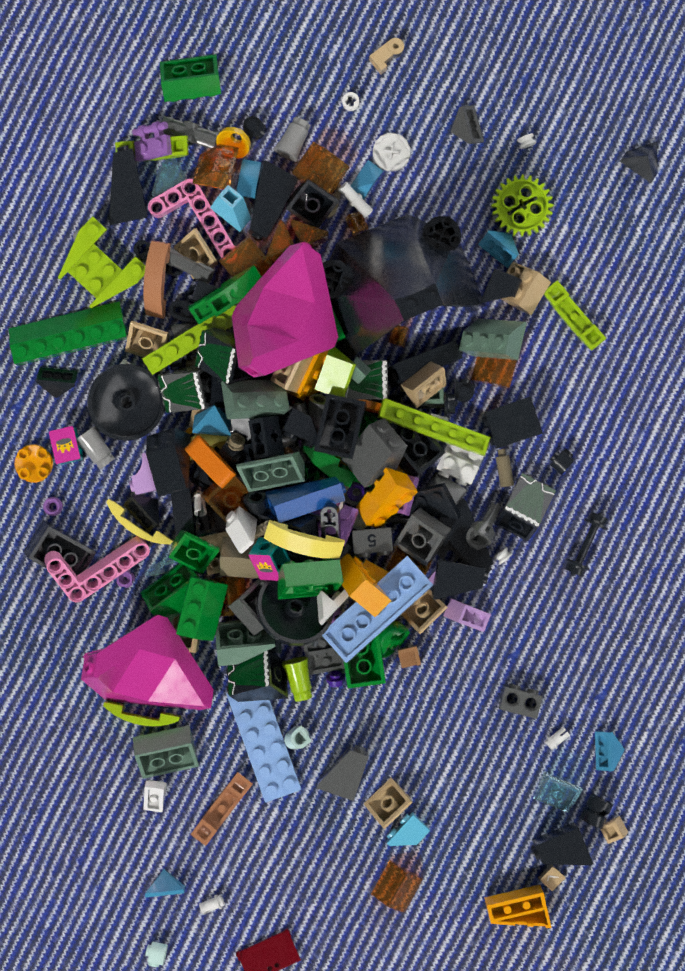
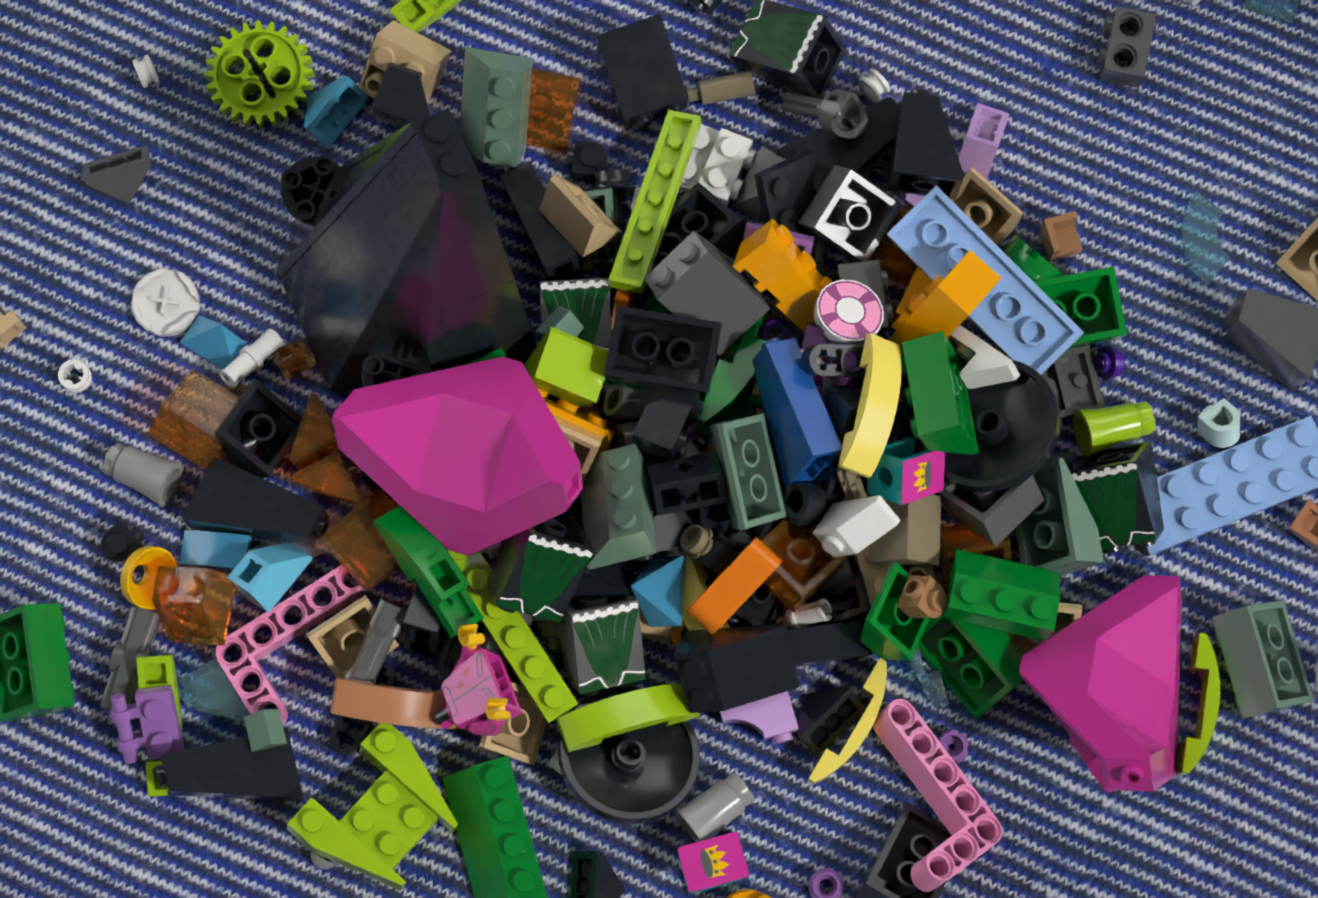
camera: 90 degrees left, 10 degrees down
(145, 205) = (265, 729): none -> sand green slope
(145, 399) = (623, 714): none -> lime slope
(159, 320) = (478, 689): none -> dark pink torso
(199, 564) = (922, 598): none -> medium nougat plate
(360, 531) = (848, 312): none -> tile
(406, 735) = (1201, 240): none -> clear light blue tile

